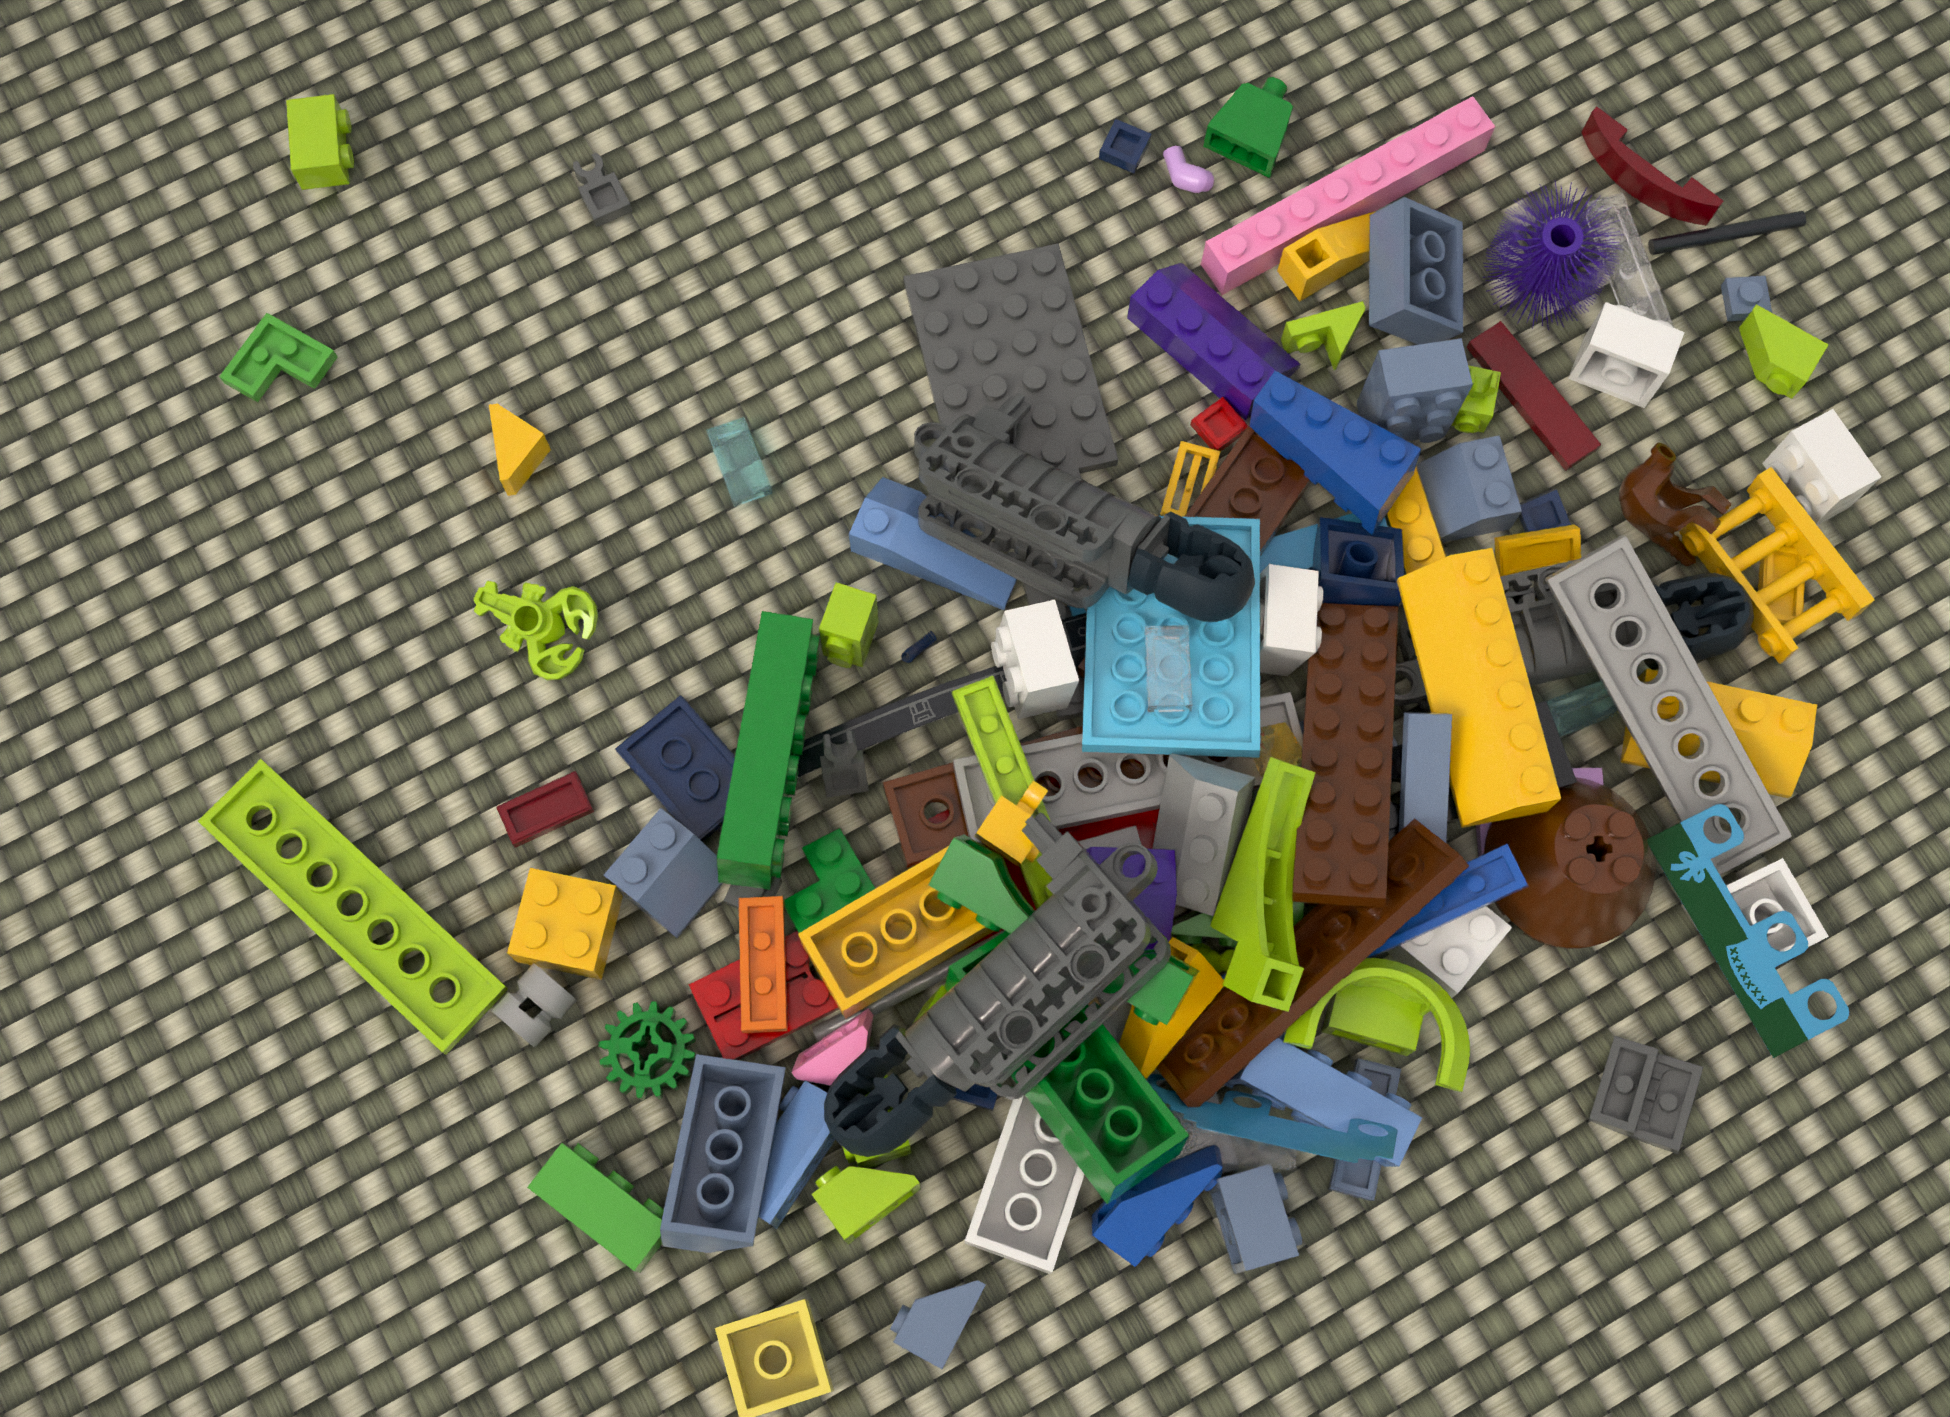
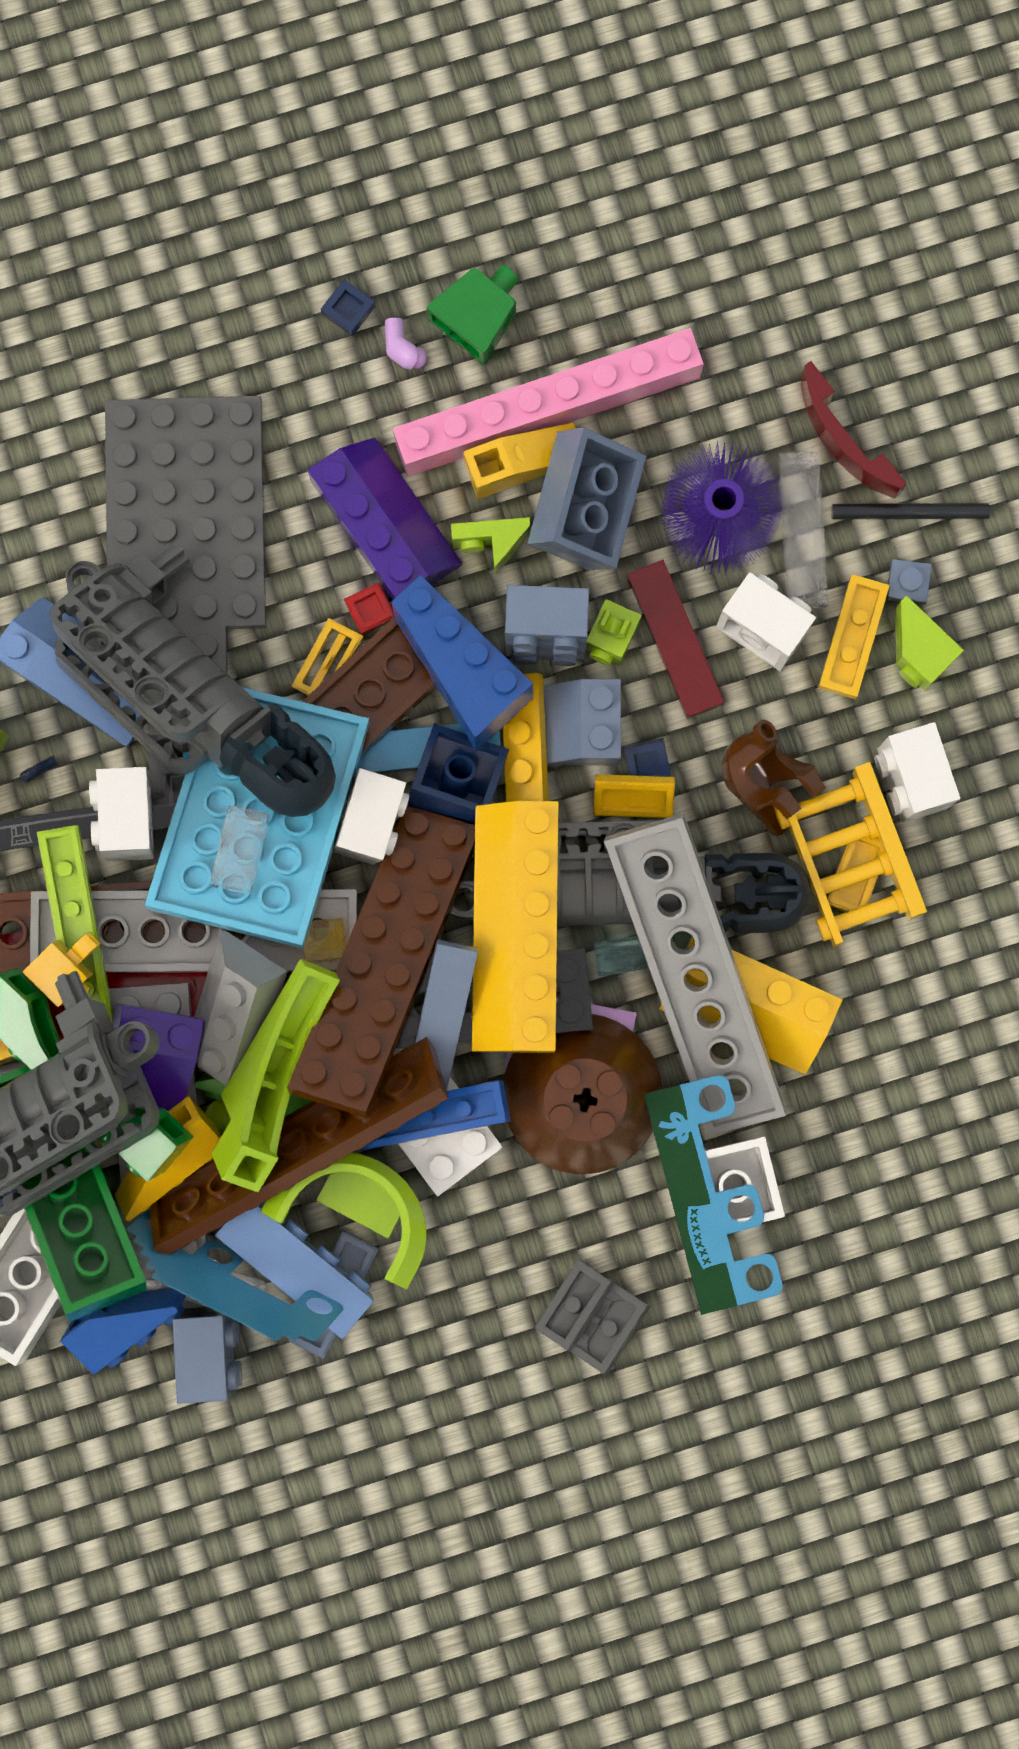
camera: 15 degrees right, 10 degrees up
(1710, 358) = (853, 636): none -> yellow plate

